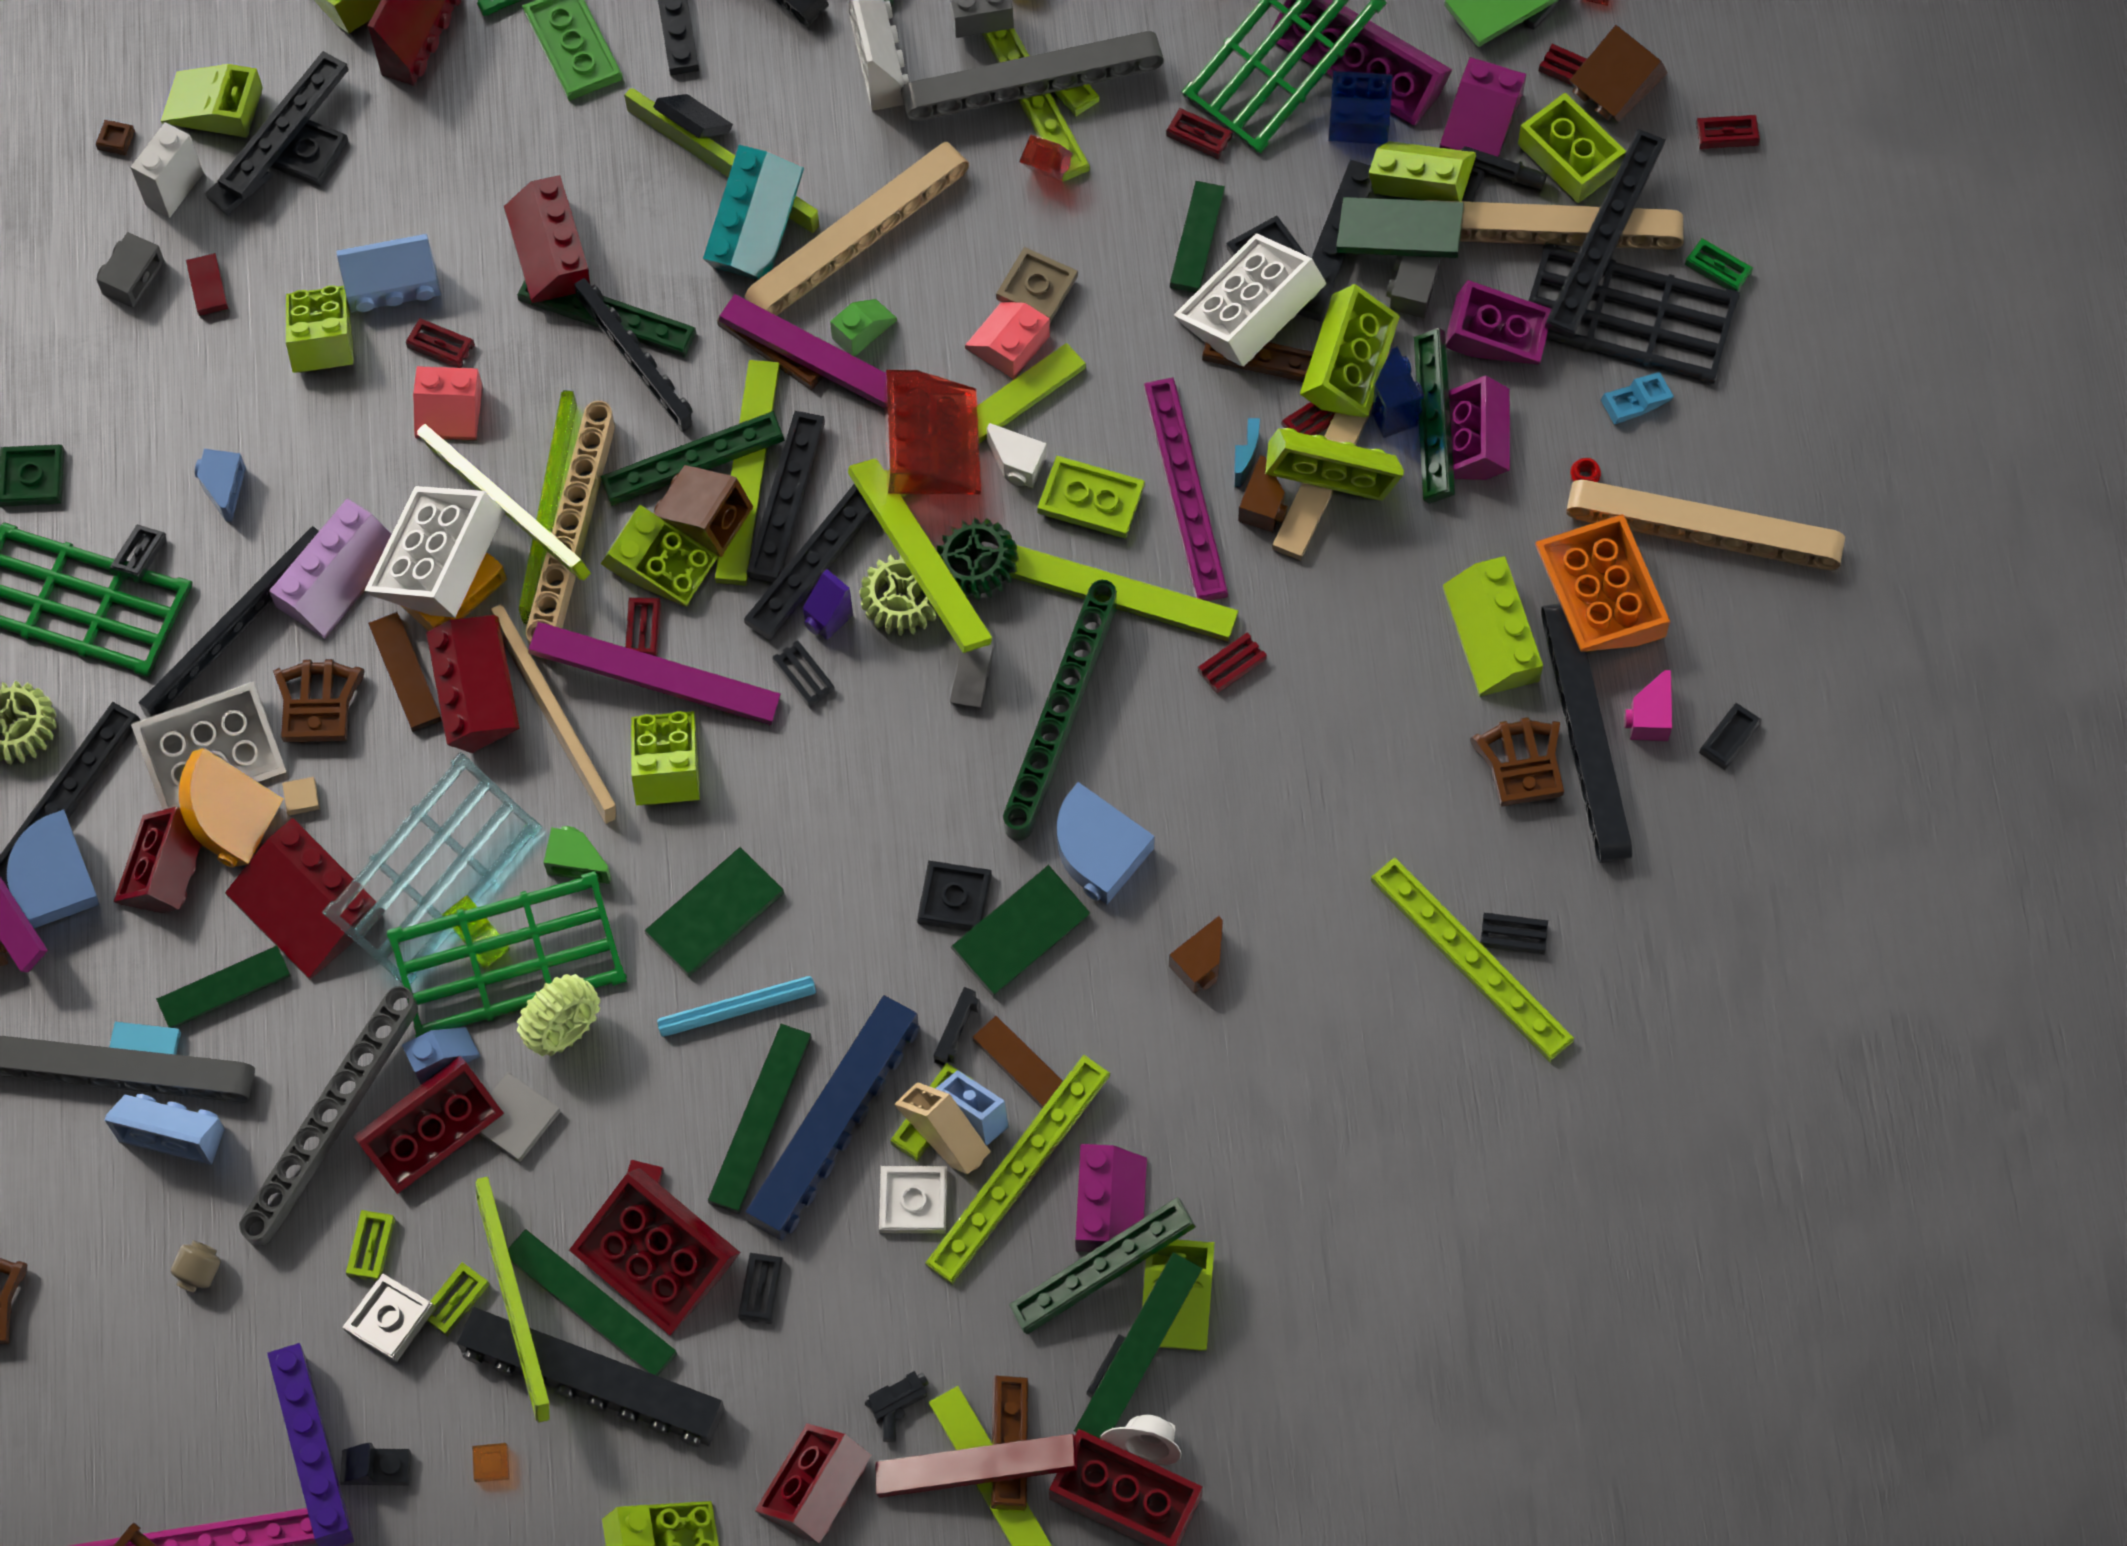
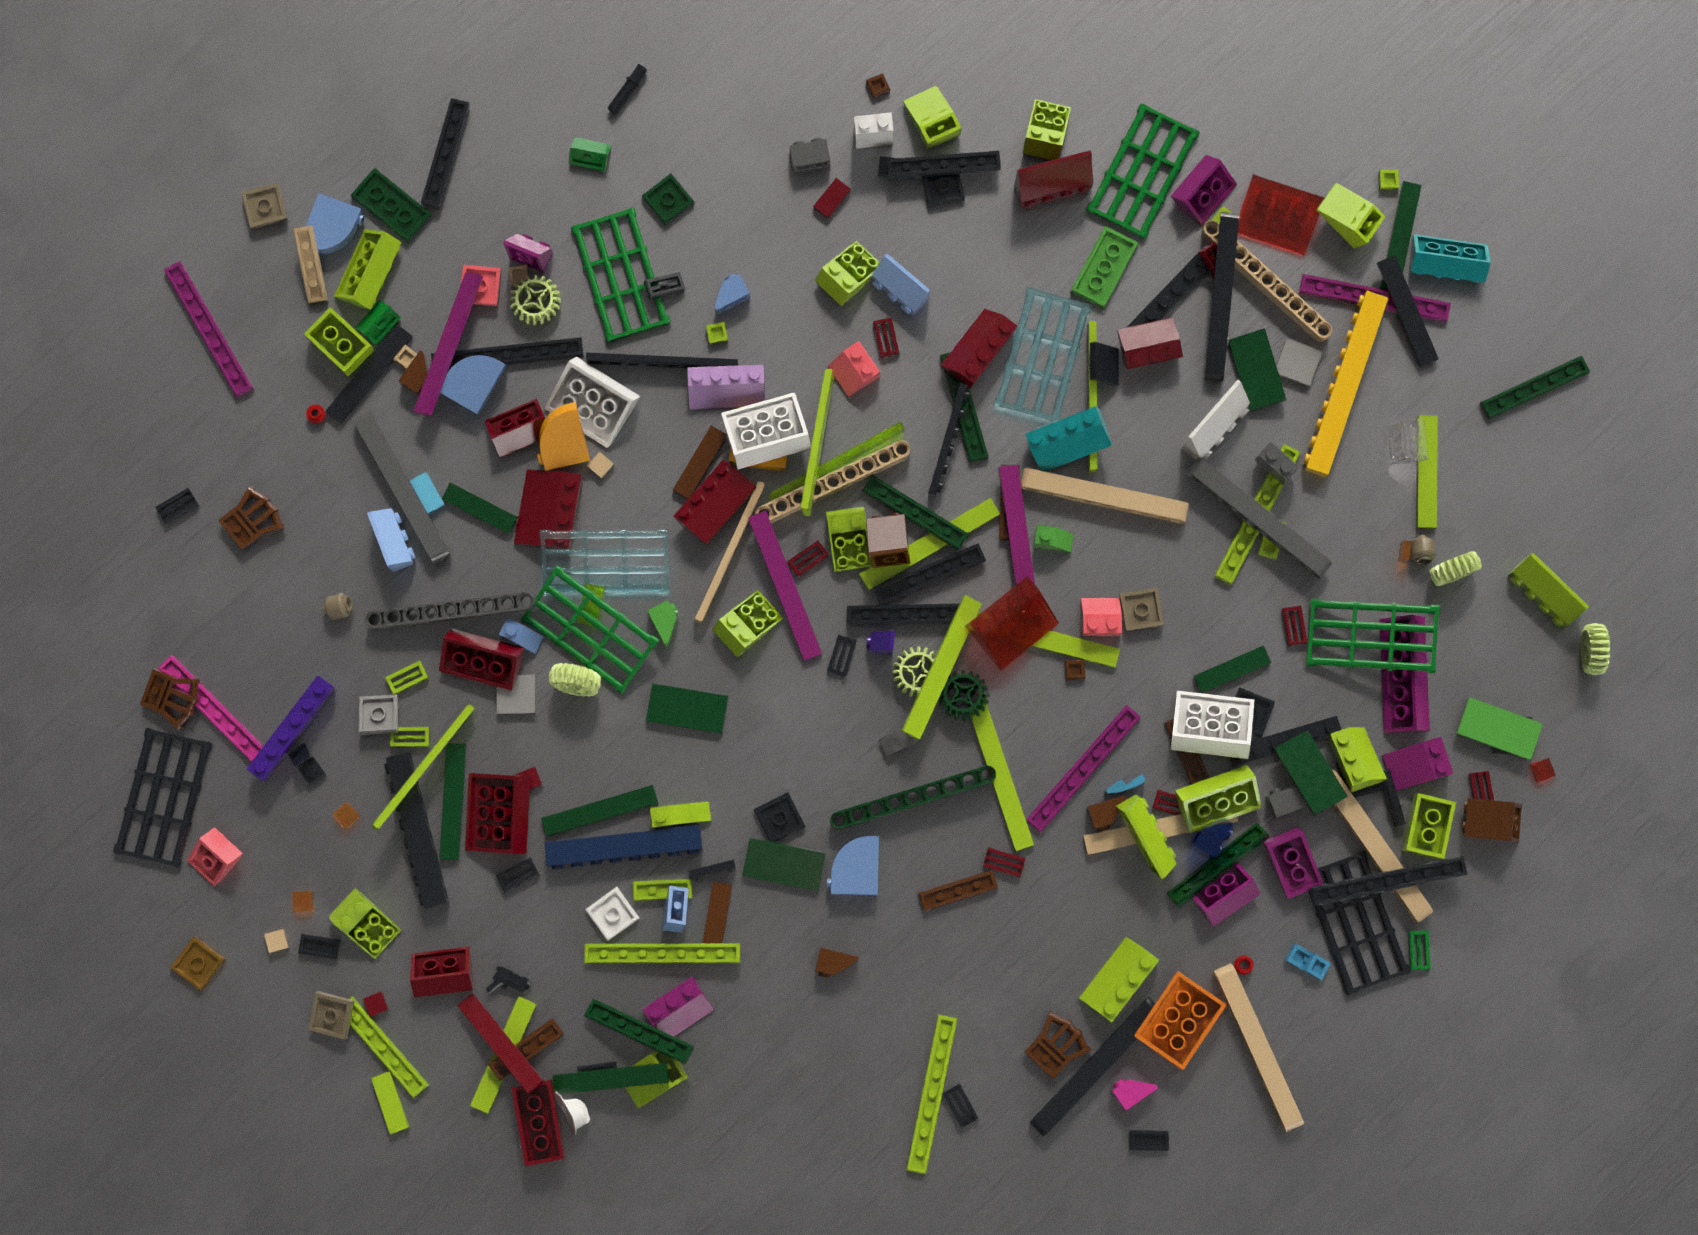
camera: 50 degrees right, 15 degrees up
(255, 536) = (717, 333): none -> lime tile
(317, 718) = (644, 442): reddish brown plate -> none
(623, 208) = (1047, 373): none -> clear light blue door
(712, 50) = (1149, 343): none -> slope
(736, 1006) = (646, 756): medium azure axle -> none
(847, 1017) = (680, 814): none -> lime slope
(943, 1126) = (653, 903): tan slope -> none
(1016, 455) = (1036, 672): white slope -> none
(1046, 157) = (1216, 560): clear red brick -> none
(1050, 413) = (1075, 669): none -> reddish brown tile
(1091, 496) = (1042, 725): lime plate -> none
(1225, 743) = (958, 890): none -> reddish brown tile
(1360, 107) = (1370, 699): clear blue slope -> none
(1728, 135) = (1494, 887): dark red tile -> none

